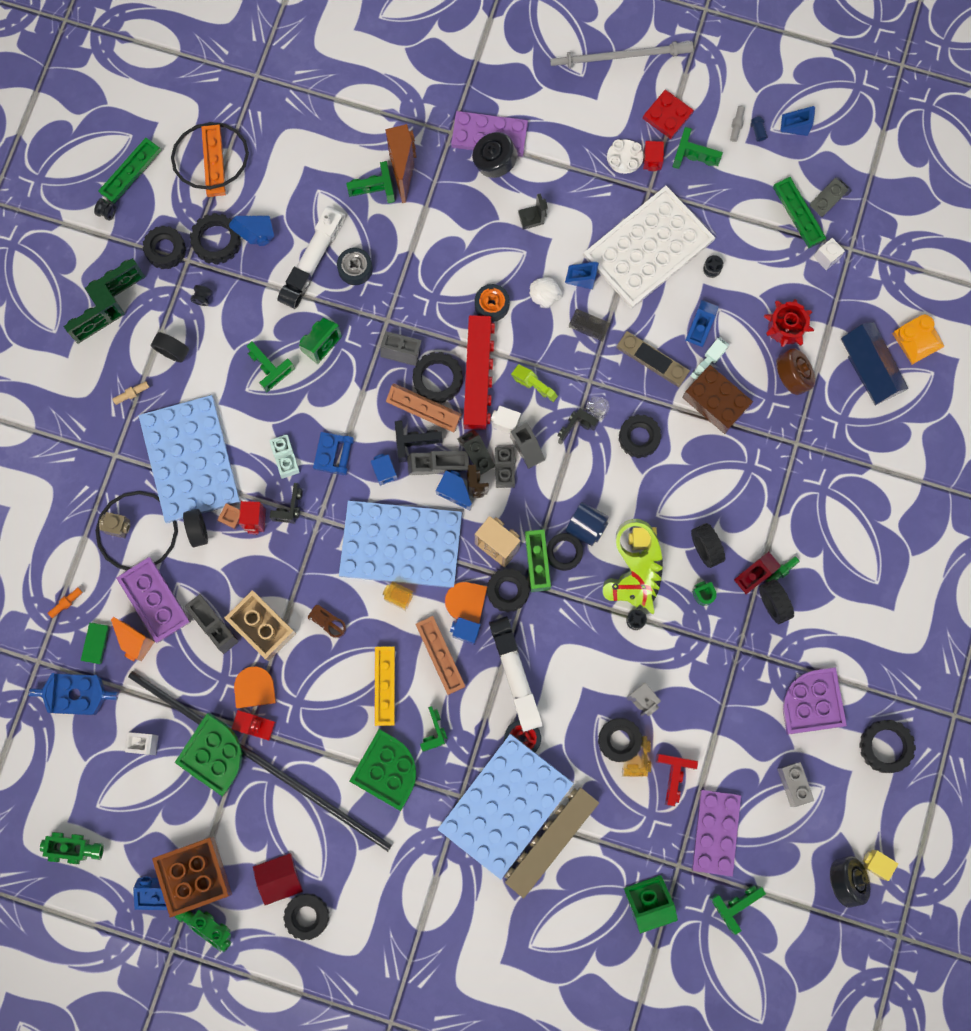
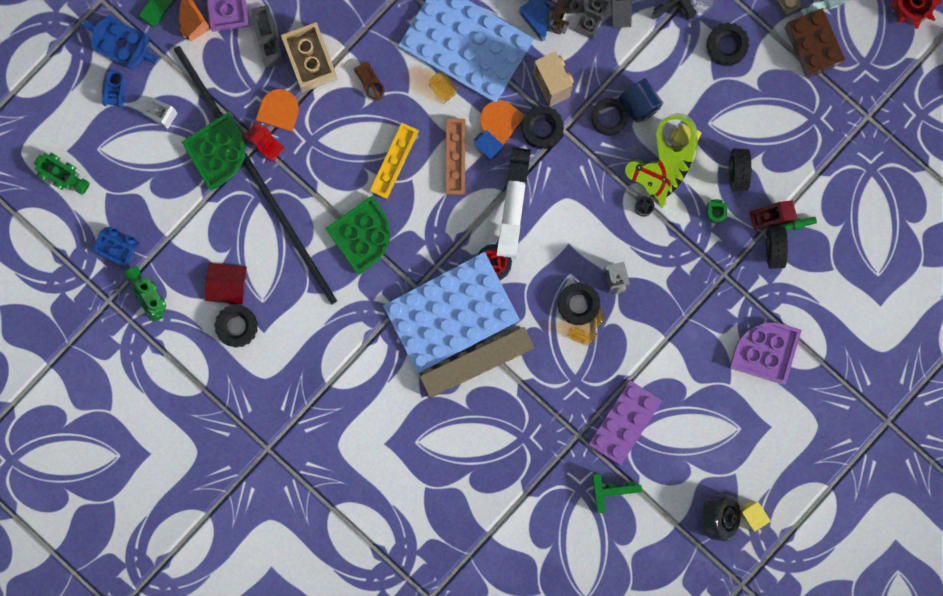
camera: 25 degrees right, 5 degrees up
(88, 743) = (114, 91): none -> blue piece
(192, 876) = (154, 245): dark orange slope -> none
(432, 742) = (411, 227): green bracket -> none
(537, 560) = (580, 113): bright green brick -> none
(651, 904) = (538, 455): green slope -> none
(675, 775) = (613, 357): red bracket -> none
(795, 371) = (899, 50): reddish brown wheel -> none
(795, 784) = (715, 413): light grey hinge -> none
(907, 741) = (832, 412): black tyre -> none

